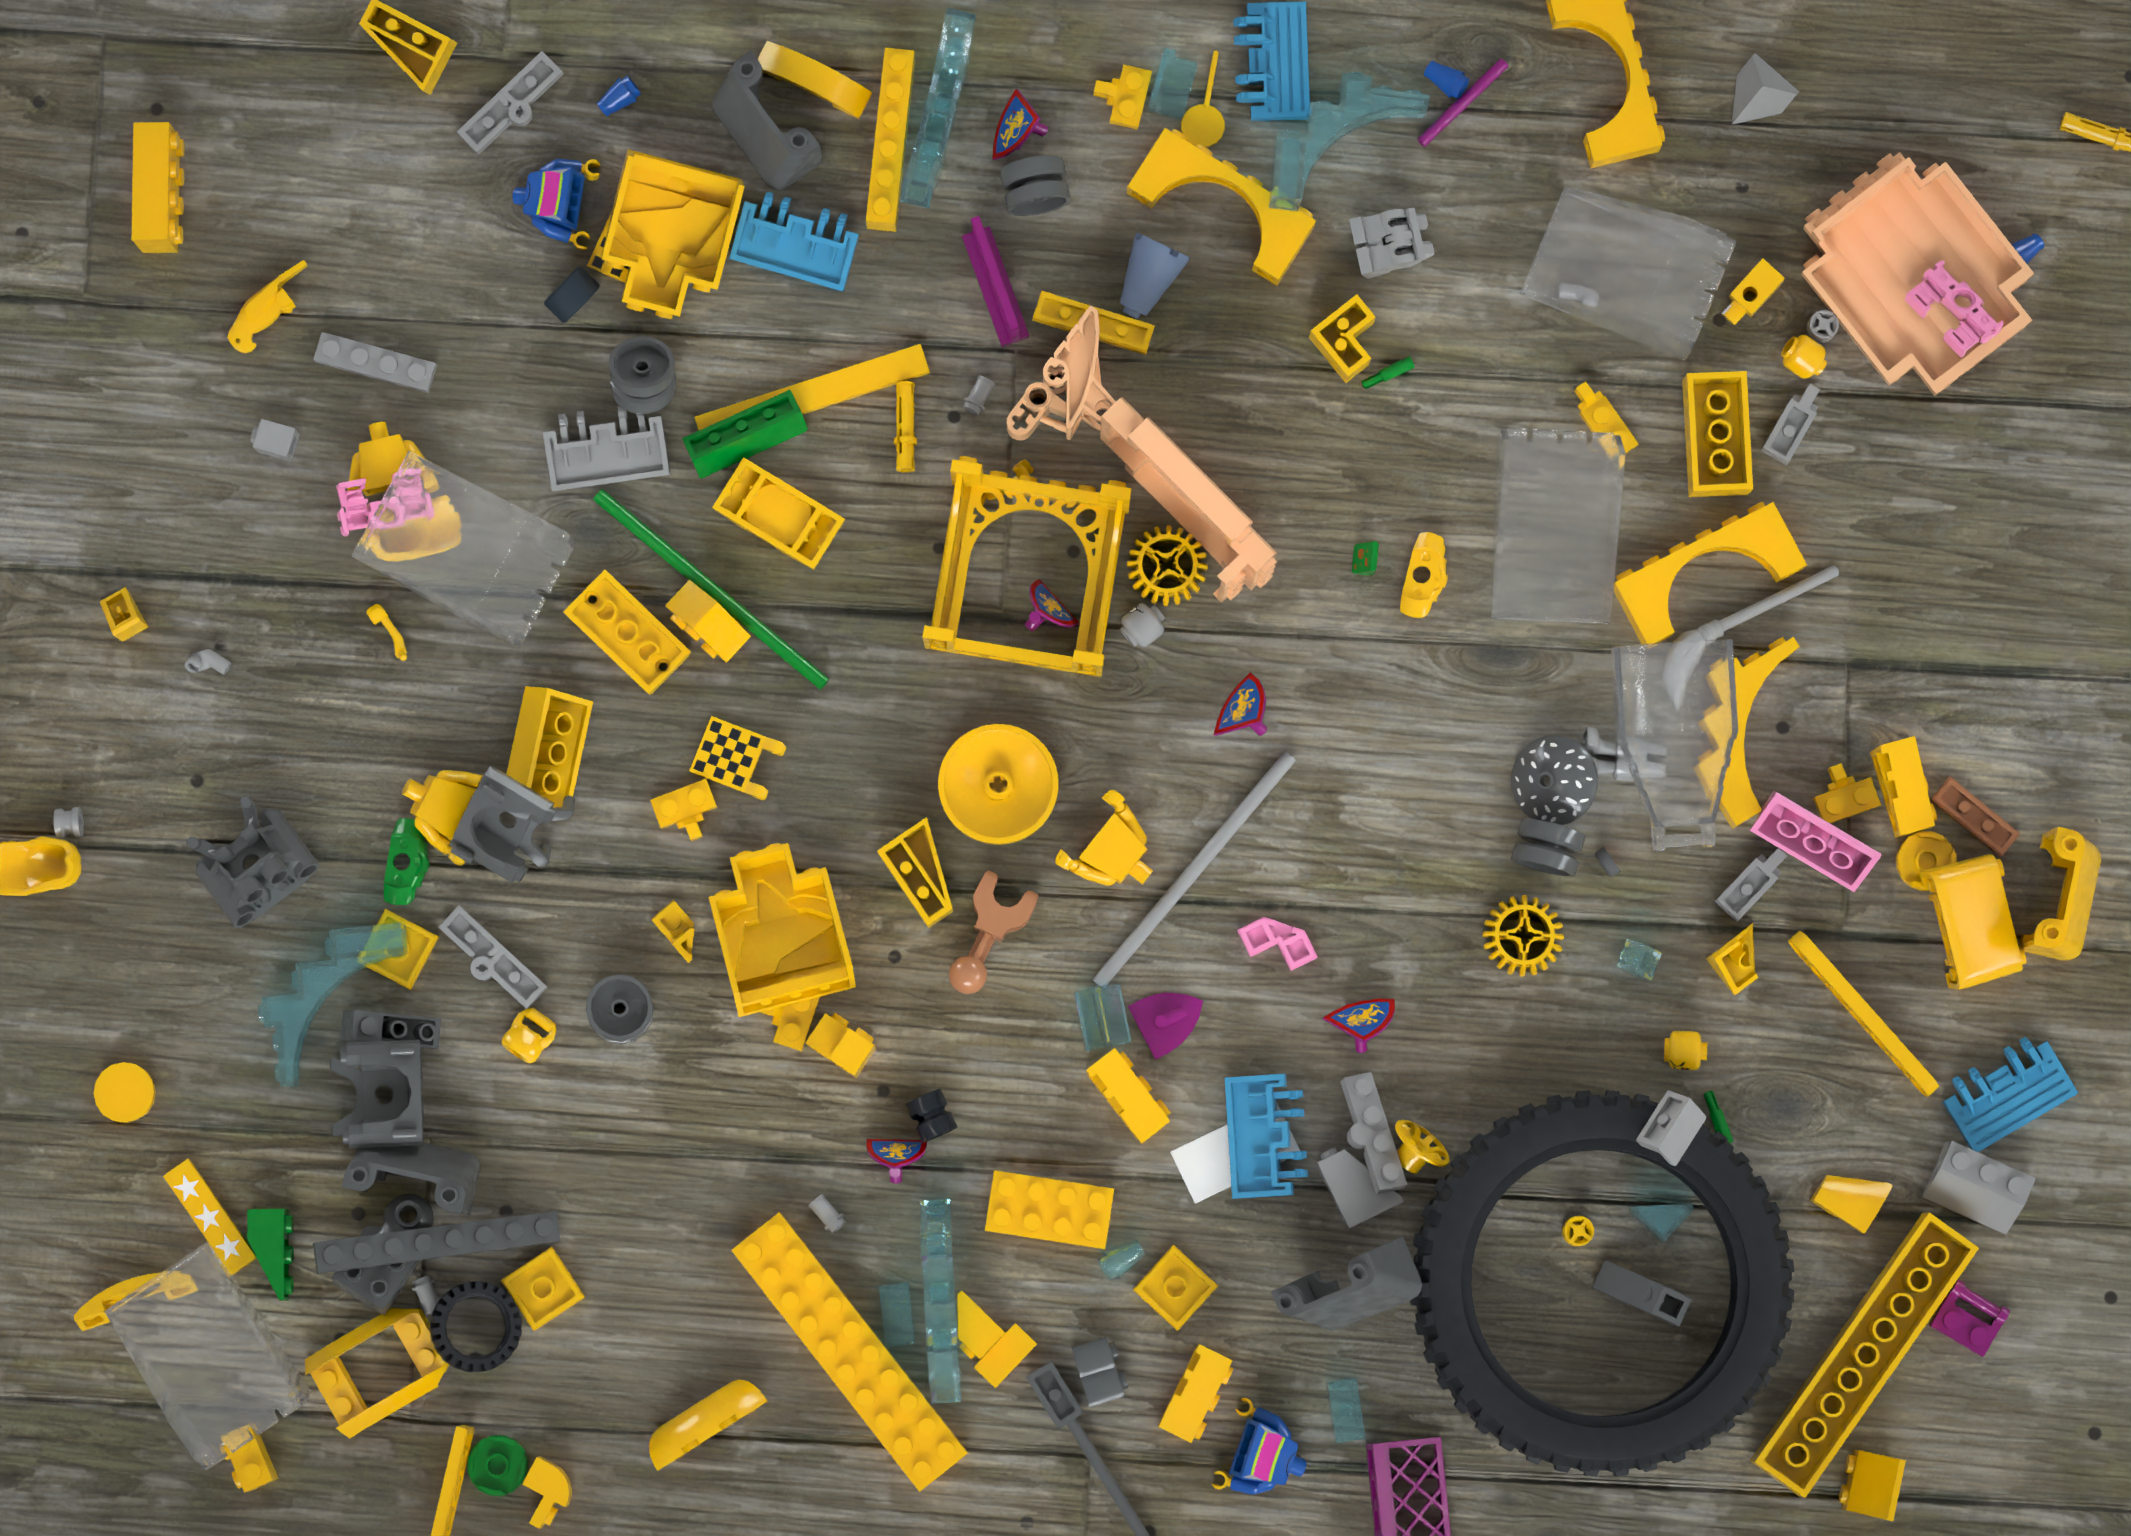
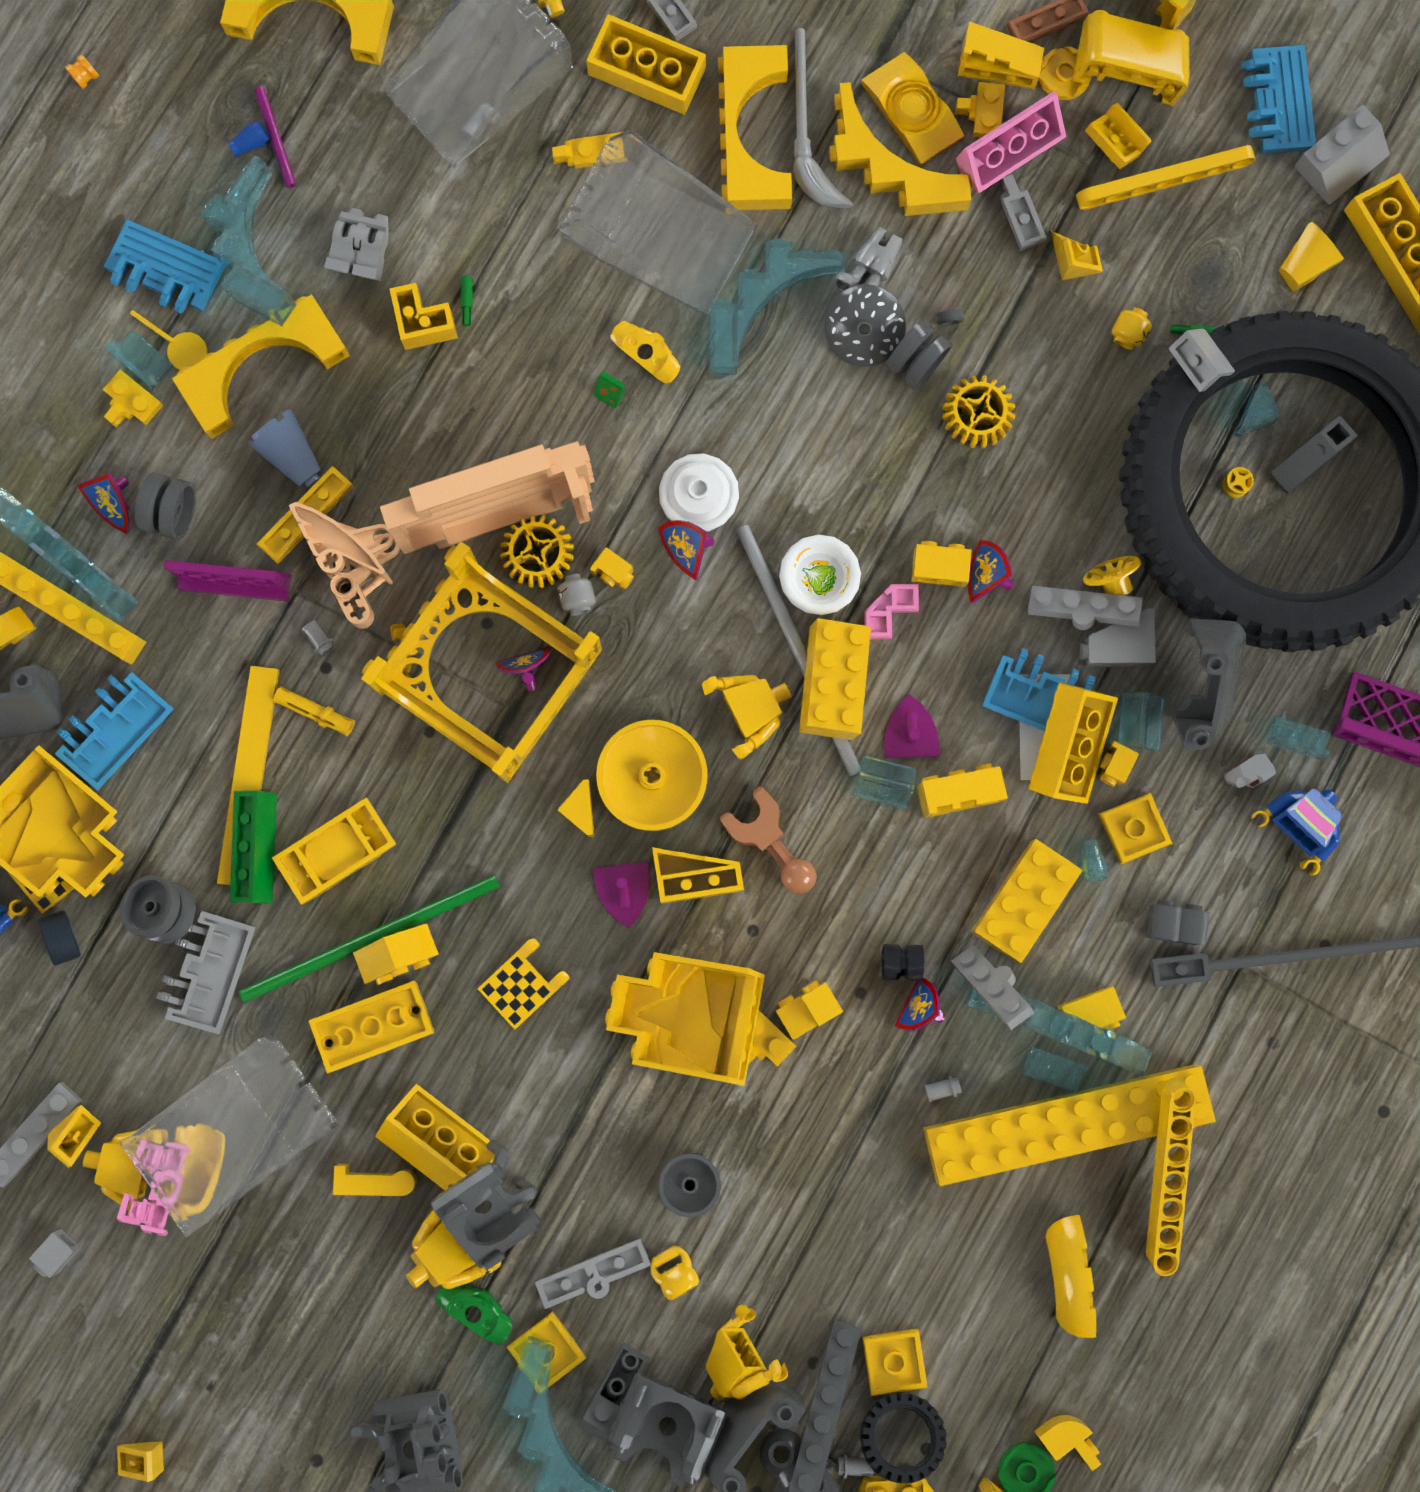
camera: 65 degrees left, 0 degrees up
(206, 659) = (215, 1404): light grey arm -> none
(376, 614) = (250, 1234): yellow piece -> none
(393, 401) = (72, 1135): none -> yellow slope
(473, 1130) = (735, 1362): none -> yellow torso
(479, 707) = (373, 1183): none -> yellow leg
(677, 928) = (642, 1102): yellow slope -> none
(685, 807) = (544, 1047): yellow hinge -> none
(834, 1479) = (1165, 1165): none -> yellow beam
(874, 811) = (623, 890): none -> magenta shield
(933, 729) = (578, 808): none -> yellow slope
(948, 1210) = (993, 986): none -> light grey hinge
(1005, 1355) = (1129, 994): yellow tile -> none
(1178, 918) = (835, 679): none -> yellow brick
(1184, 649) = (613, 569): none -> yellow brick
(1196, 1393) = (1232, 852): yellow wedge -> none
(1228, 1183) = (1072, 743): none -> yellow slope
(1229, 1238) = (1117, 764): none -> yellow brick
(1277, 854) = (820, 574): none -> white piece
(1285, 1375) = (1250, 771): none -> light grey rock
(1286, 1244) = (1141, 720): none -> clear light blue panel
(1305, 696) = (699, 491): none -> white piece
(1346, 969) = (941, 564): none -> yellow brick
(1573, 670) = (755, 289): none -> clear light blue arch
(1639, 959) = (1041, 329): clear light blue plate -> none
(1676, 731) = (877, 201): clear windscreen -> none
(1810, 723) = (913, 108): none -> yellow slope
(1881, 945) = (1118, 136): none -> yellow bracket

